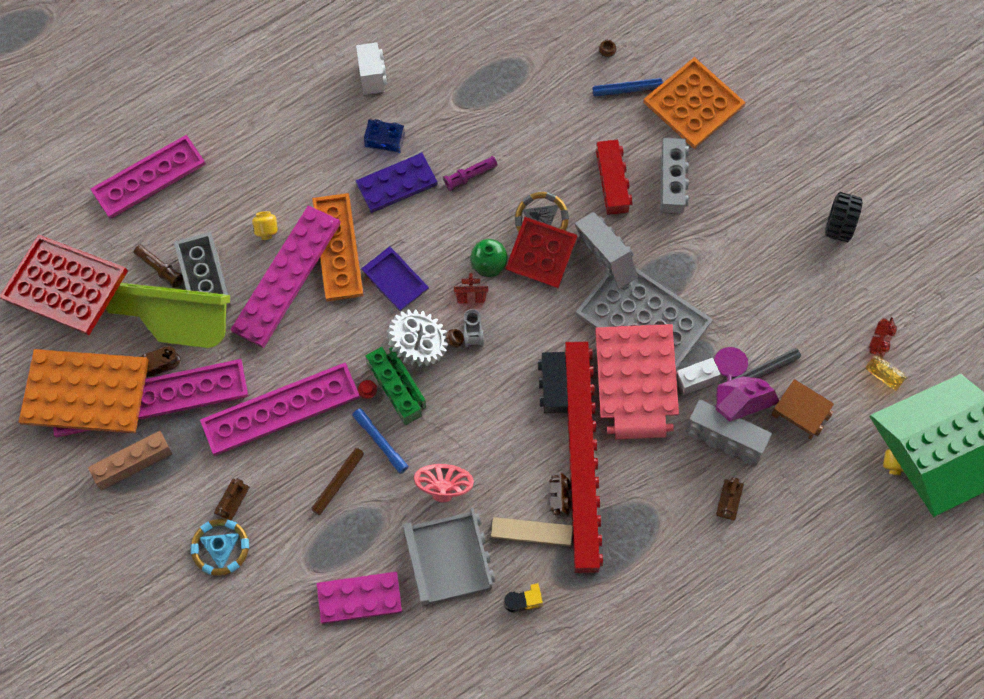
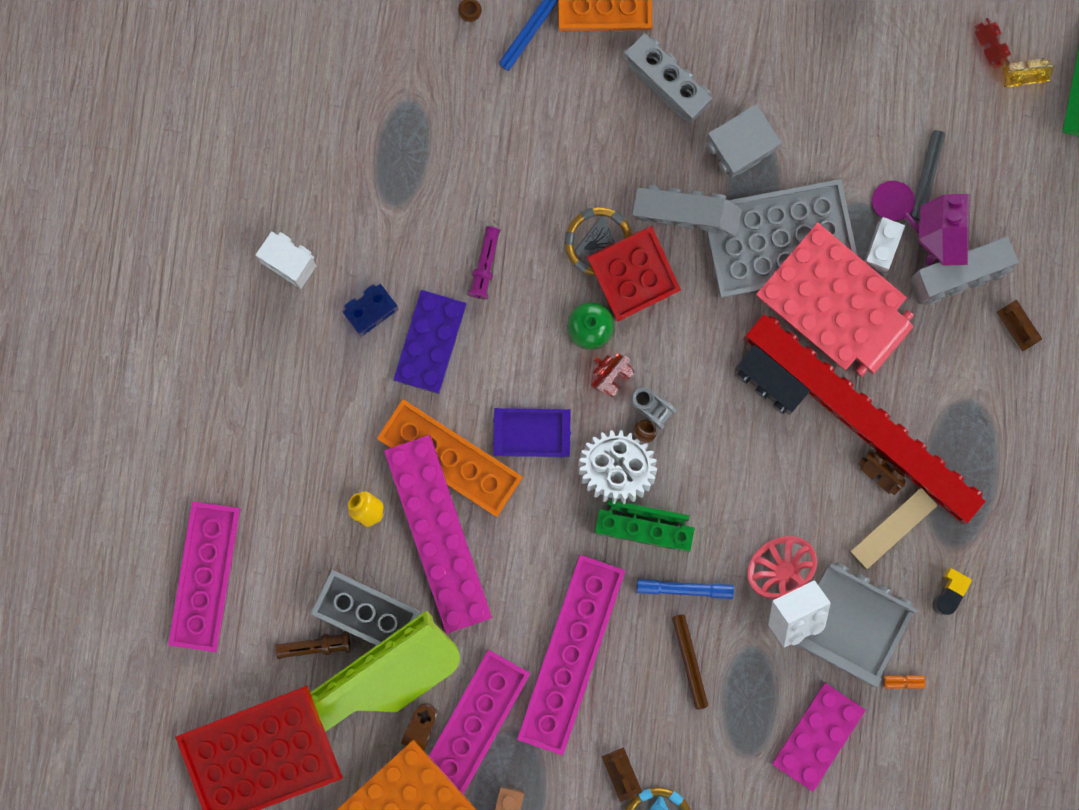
camera: 50 degrees left, 15 degrees up
(367, 389) = (623, 556): red plate -> none
(422, 509) = (799, 614): none -> white brick
(439, 618) = (908, 681): none -> orange piece
(612, 177) = (614, 134): red brick -> none
(677, 246) = (743, 141): none -> light grey brick
(804, 408) = (997, 181): dark orange panel -> none

